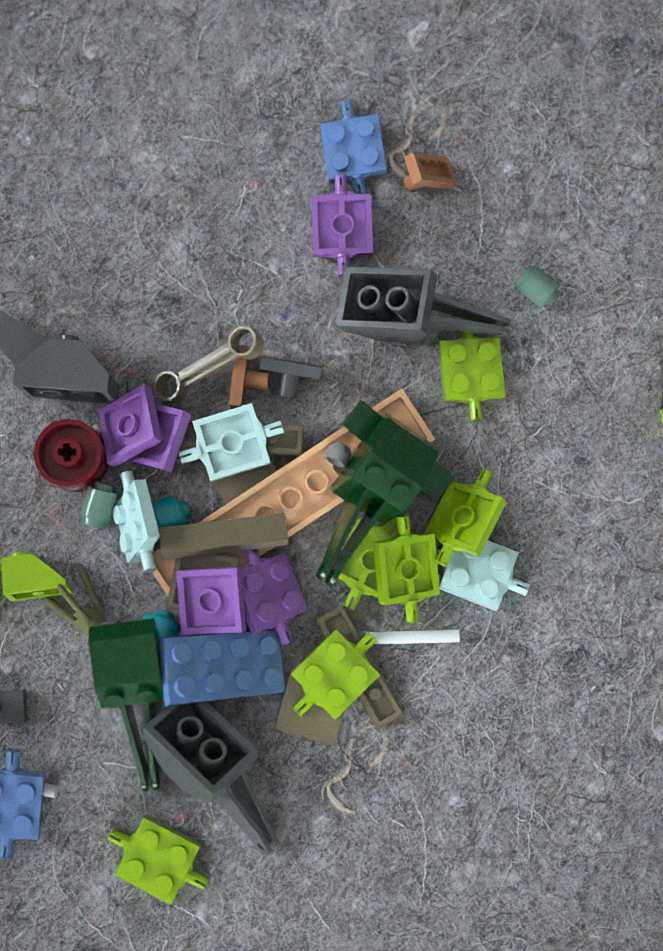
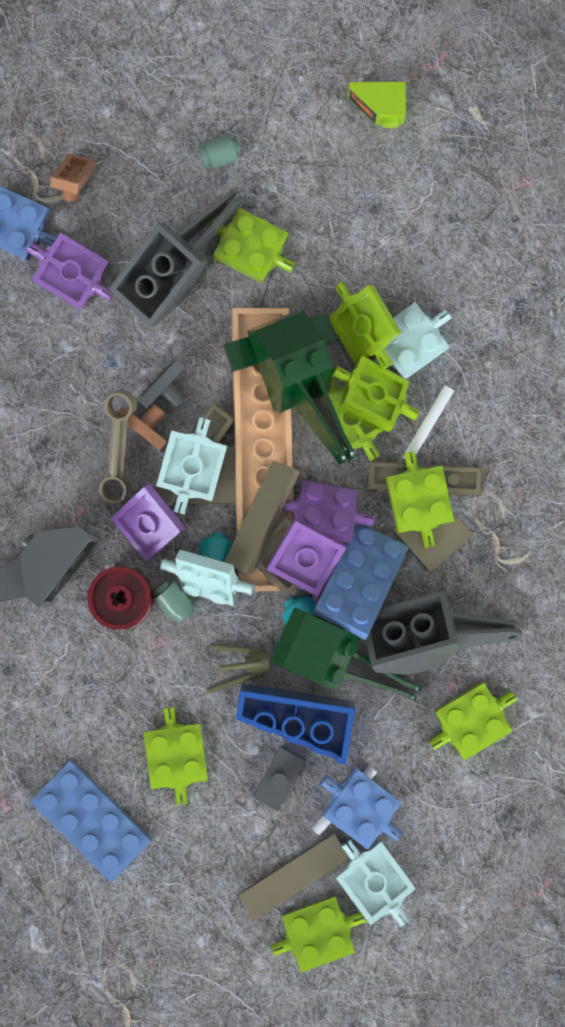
camera: 55 degrees left, 5 degrees up
(29, 578) = (197, 688): lime slope -> none
(59, 690) = (300, 718): none -> blue wedge
(129, 425) = (126, 537): medium lavender plate -> none
(338, 454) = (253, 390): light grey hinge -> none

